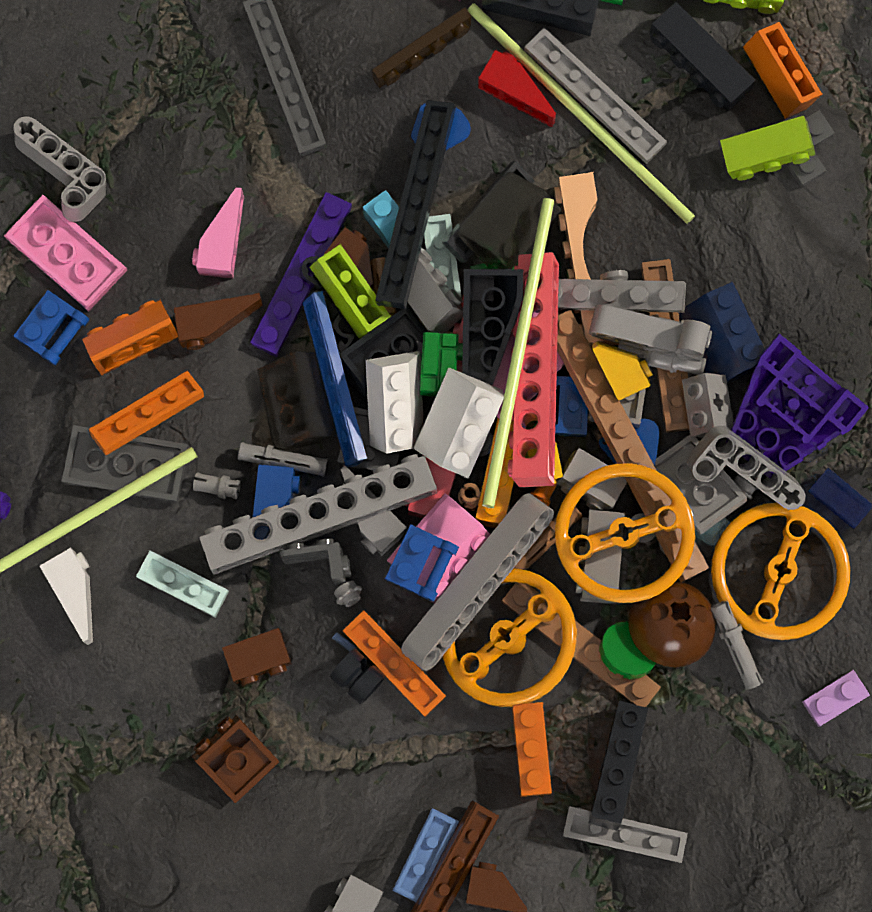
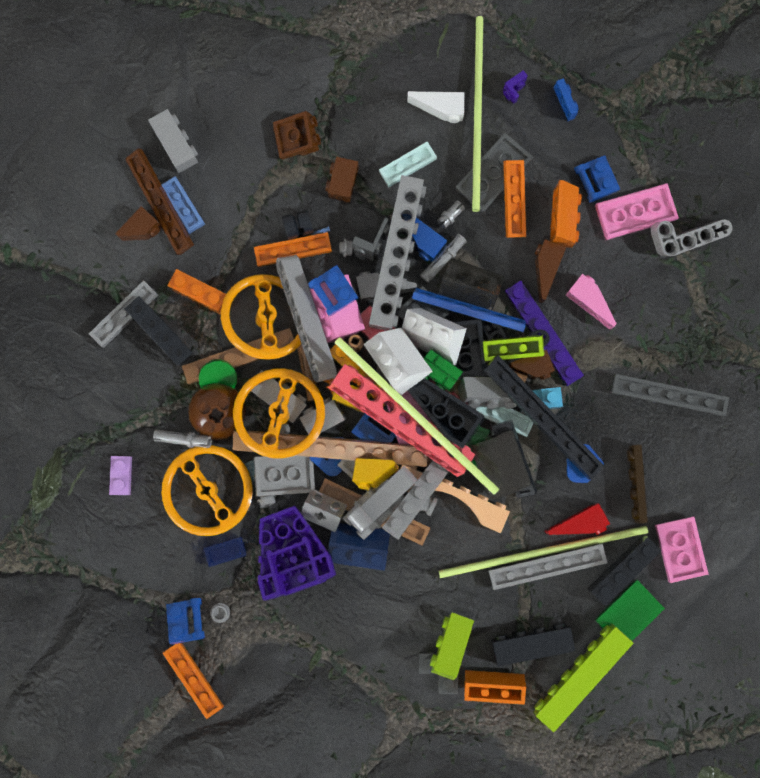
camera: 120 degrees right, 5 degrees up
(751, 471) = (251, 520): light grey beam -> none

